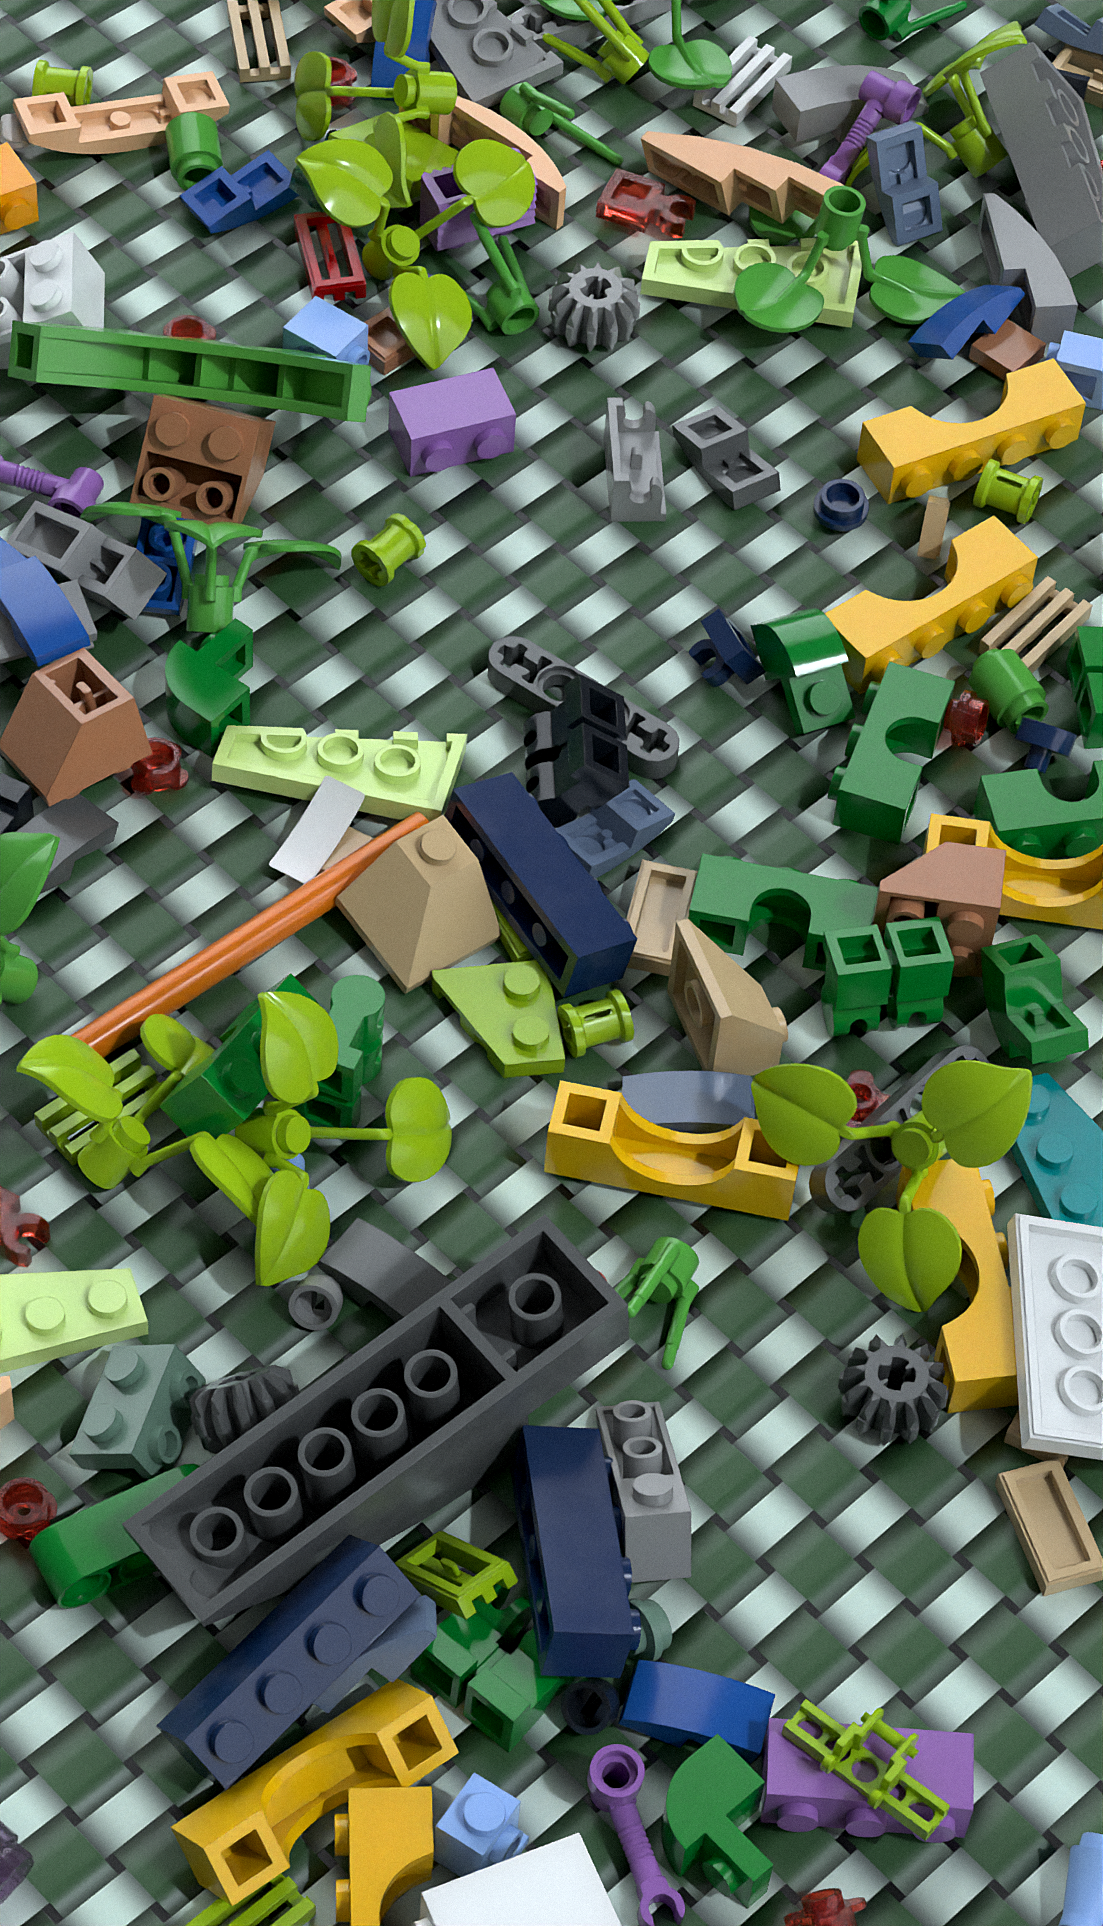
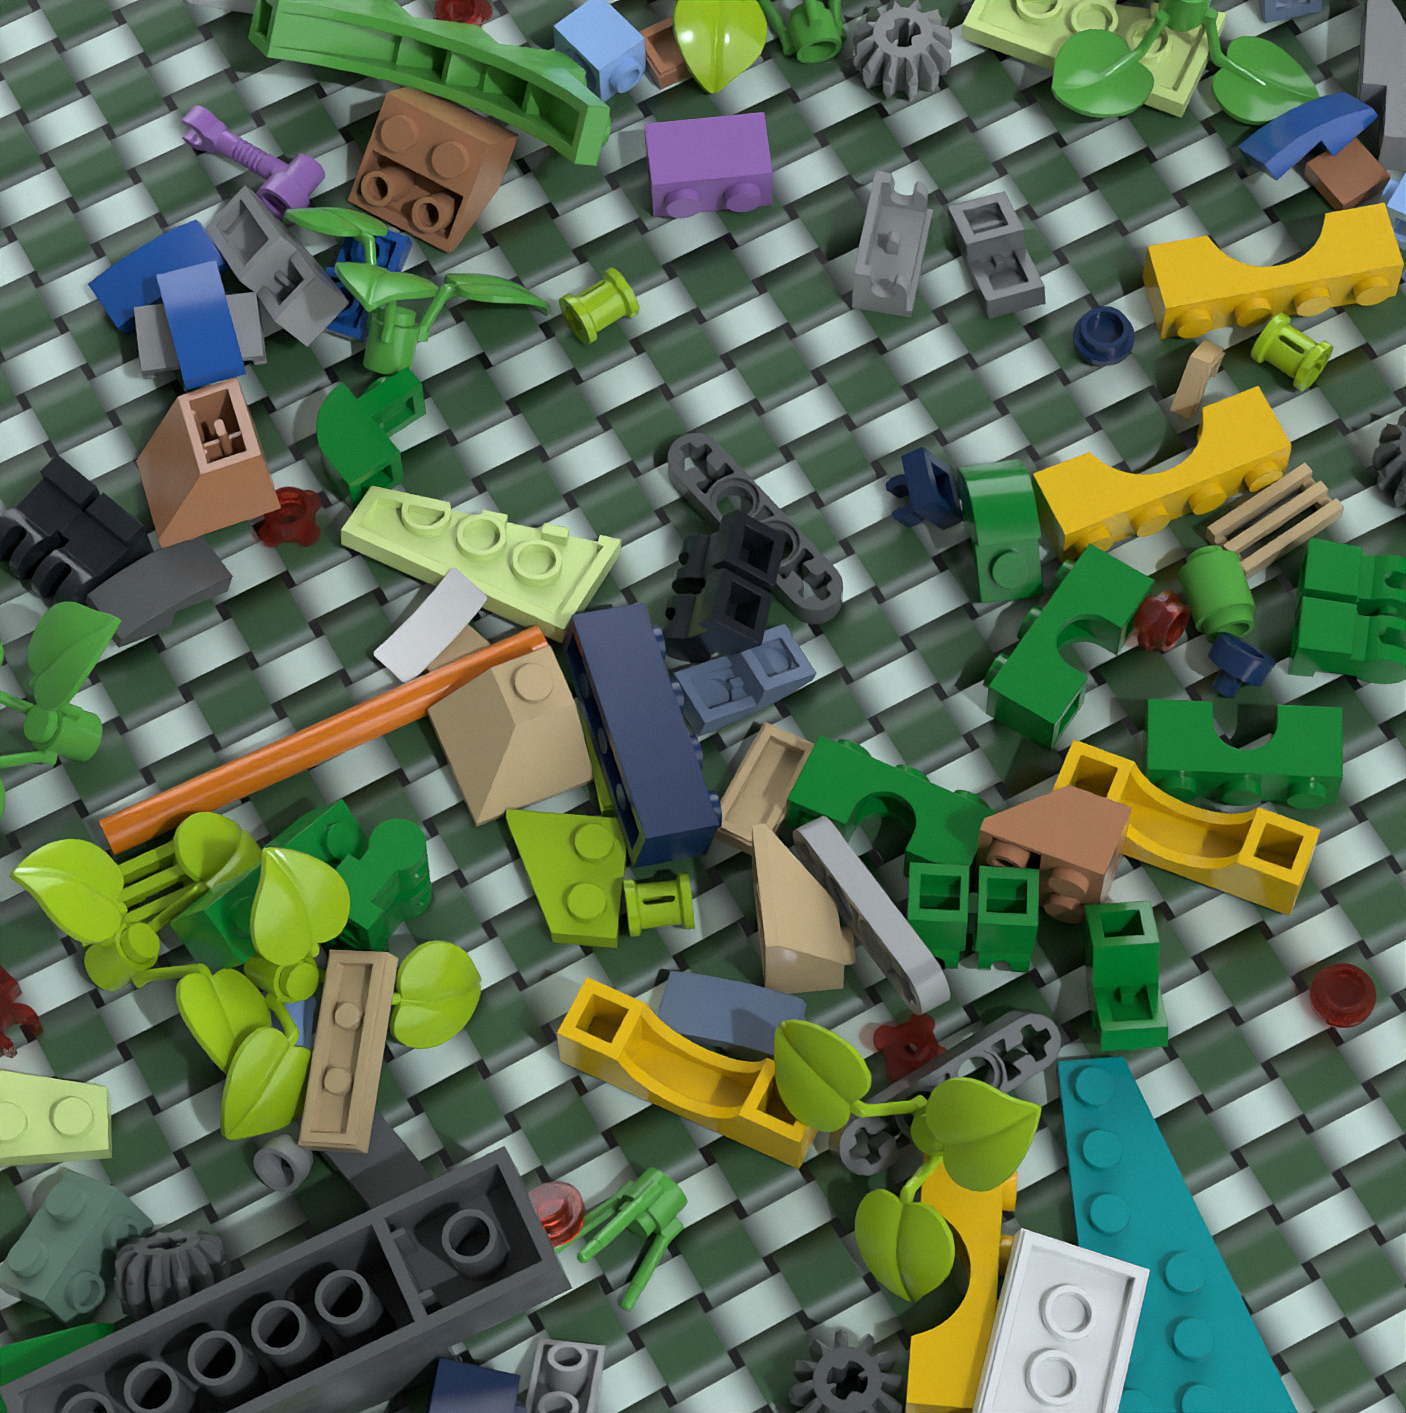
camera: 20 degrees right, 10 degrees up
(357, 1186) = (348, 1051): none -> tan tile
(806, 989) = (872, 916): none -> light grey beam

